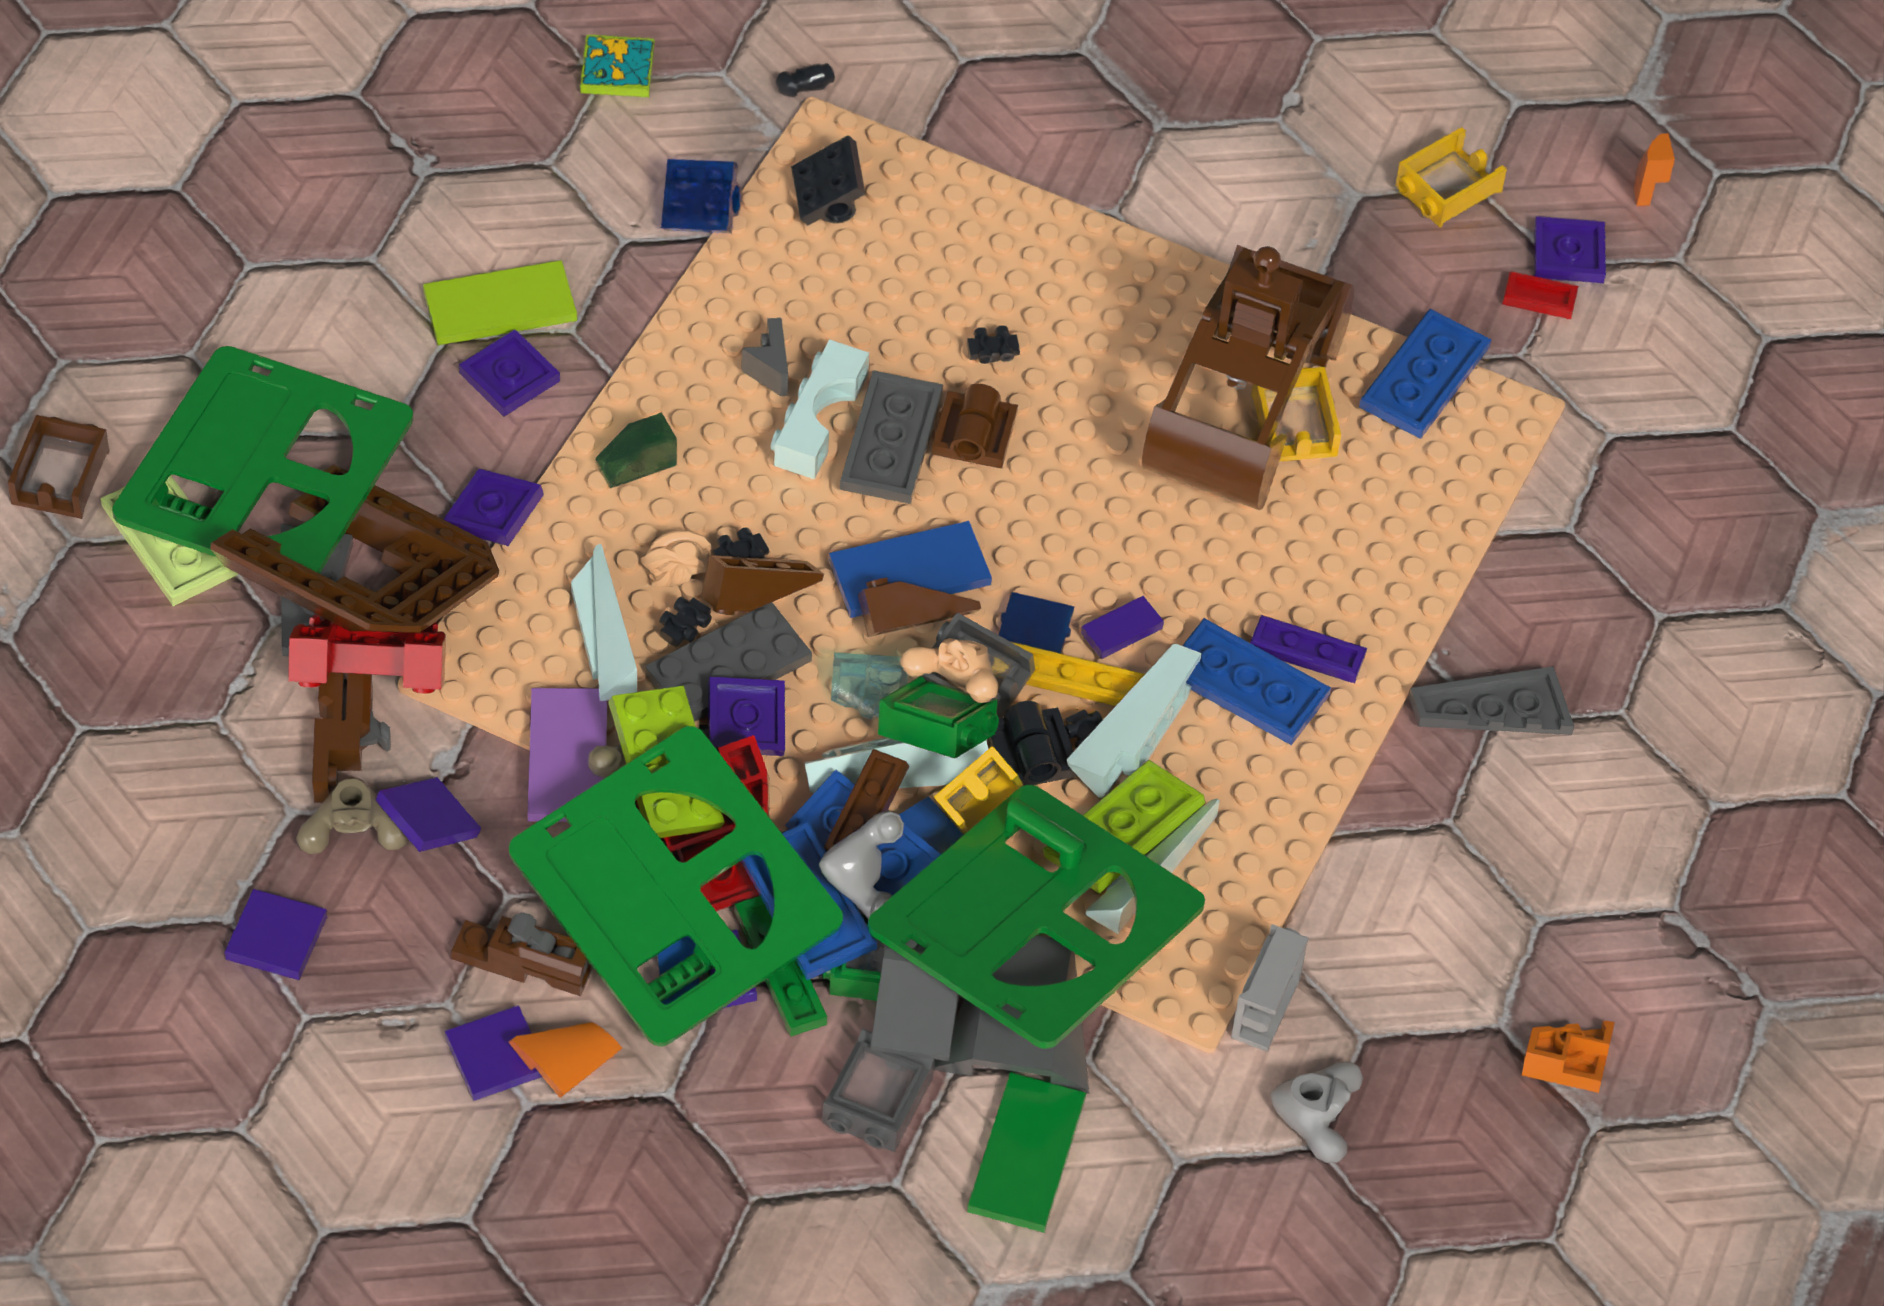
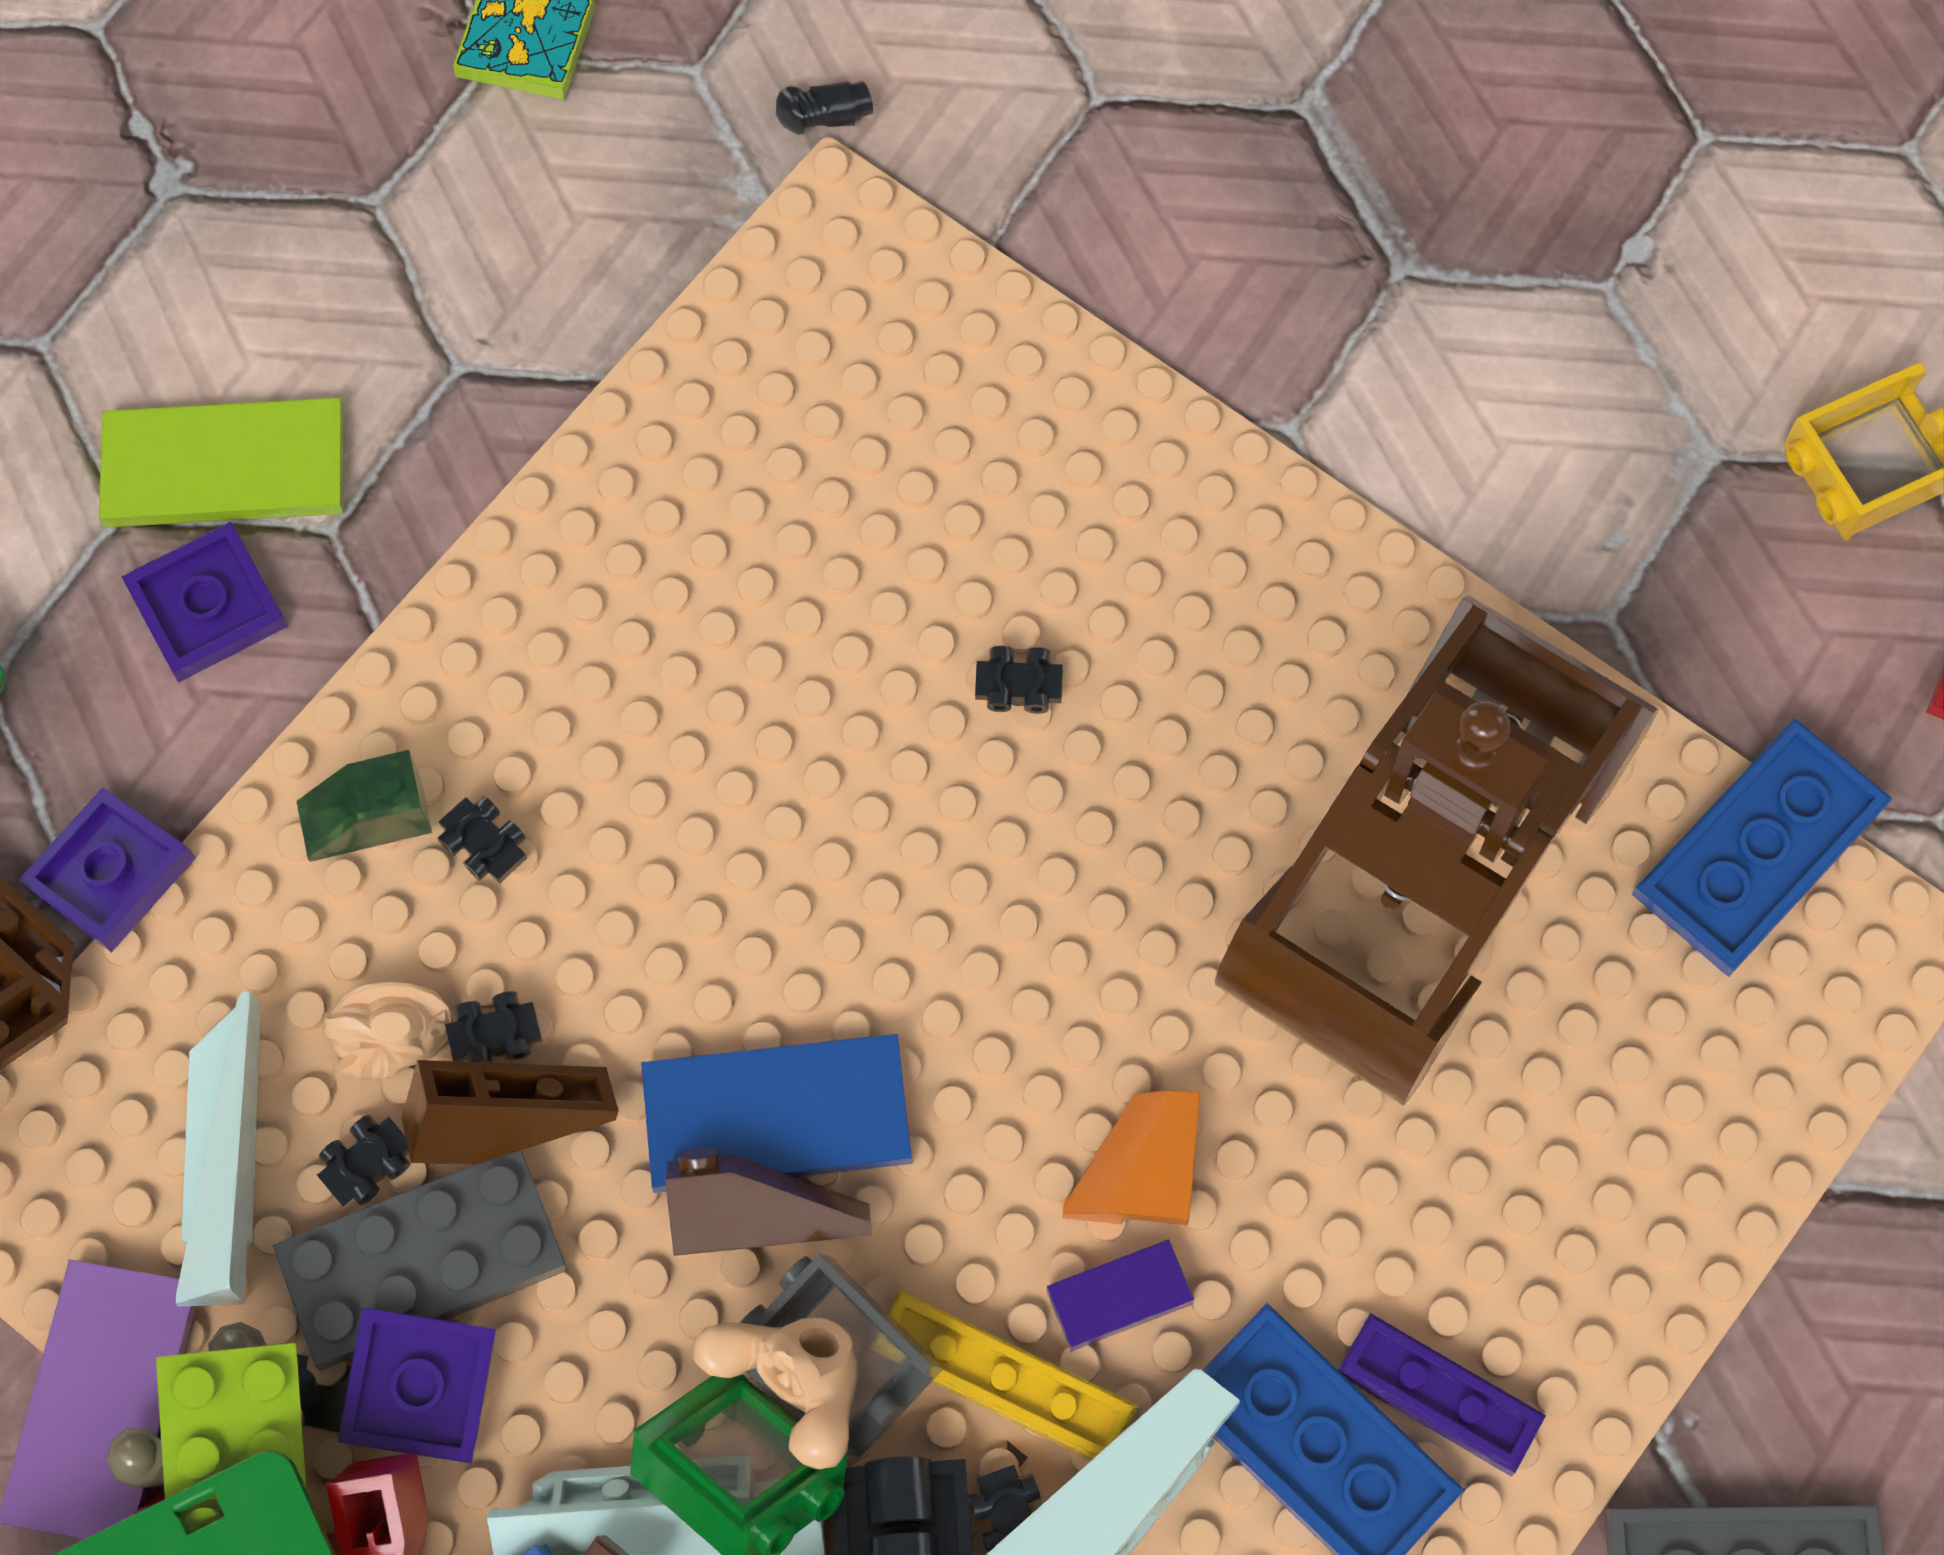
camera: 15 degrees right, 15 degrees up
(700, 196) = (590, 315): clear blue plate -> none
(709, 462) = (488, 847): none -> black piece
(768, 362) = (632, 662): dark grey slope -> none
(829, 183) = (807, 321): black plate -> none
(835, 377) = (735, 704): light aqua arch -> none
(865, 679) = (644, 1345): clear light blue slope -> none
(891, 437) = (802, 841): dark grey plate -> none
(975, 426) = (949, 845): reddish brown plate -> none
(1036, 622) = (970, 1261): clear blue piece -> none
(1120, 563) = (1142, 1164): none -> orange slope
(1307, 418) = (1543, 930): window -> none

